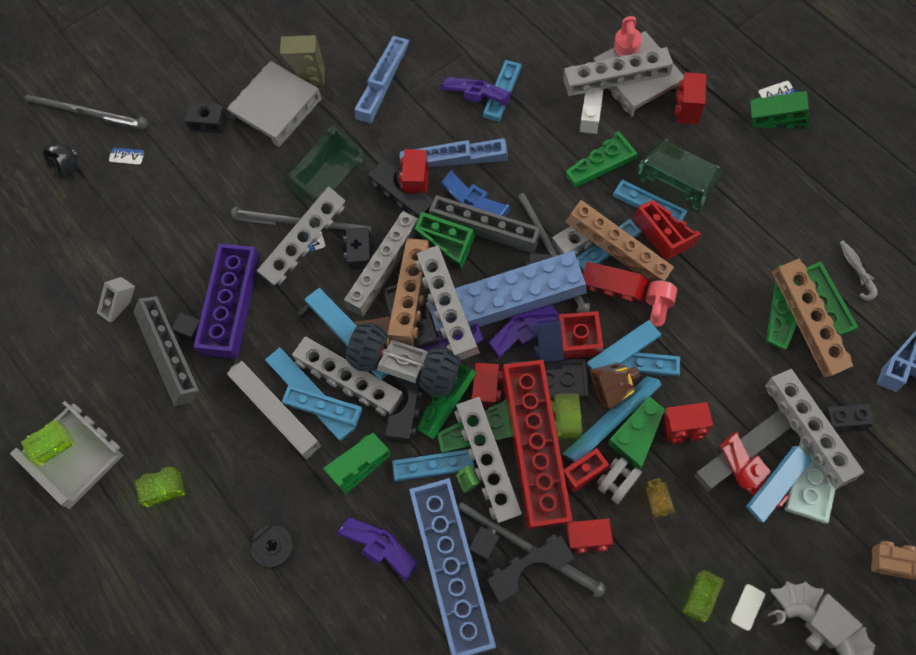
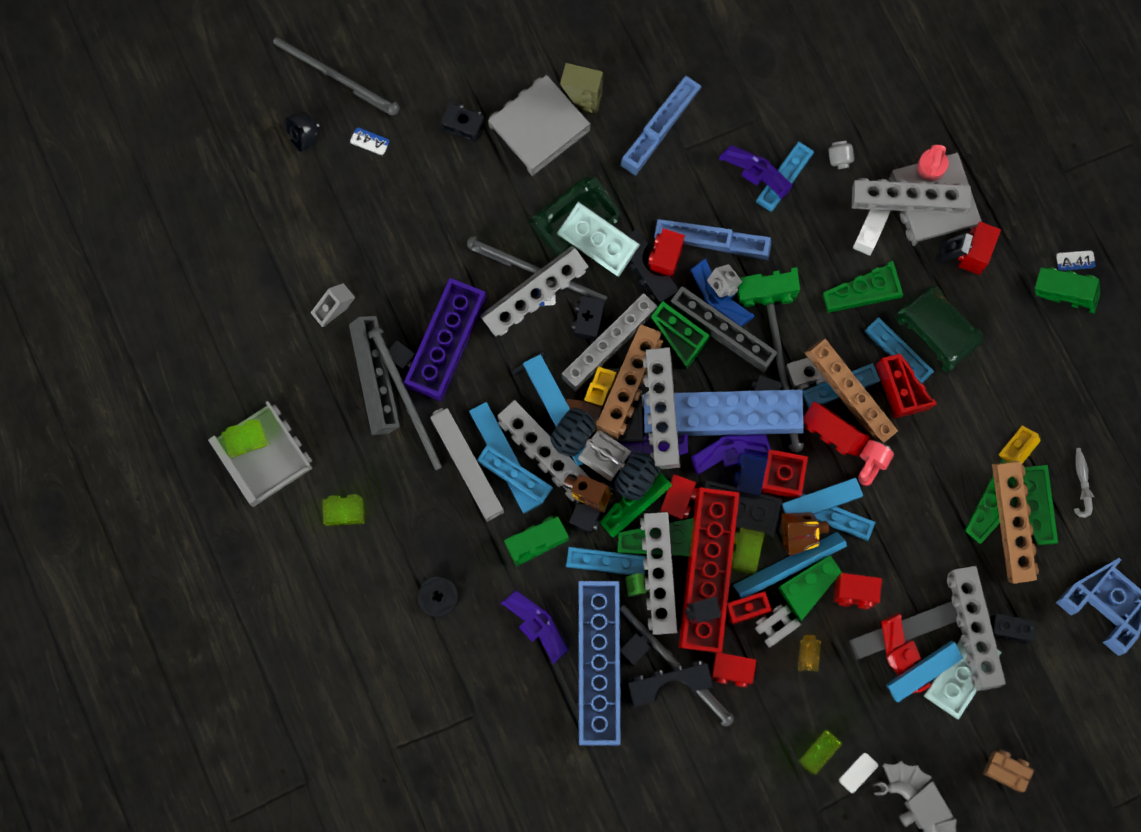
camera: 10 degrees right, 10 degrees up
(157, 309) = (376, 333): none -> dark grey bar
(350, 178) = (598, 239): none -> light aqua tile
(384, 303) = (600, 387): none -> yellow slope
(397, 398) = (595, 493): none -> reddish brown torso
(473, 181) = (724, 281): none -> light grey brick
(518, 179) = (769, 289): none -> green wedge
(541, 480) = (702, 610): none -> black brick
(545, 59) = (841, 154): none -> light grey head
(669, 102) = (954, 248): none -> black plate
(788, 251) = (1020, 445): none -> yellow slope

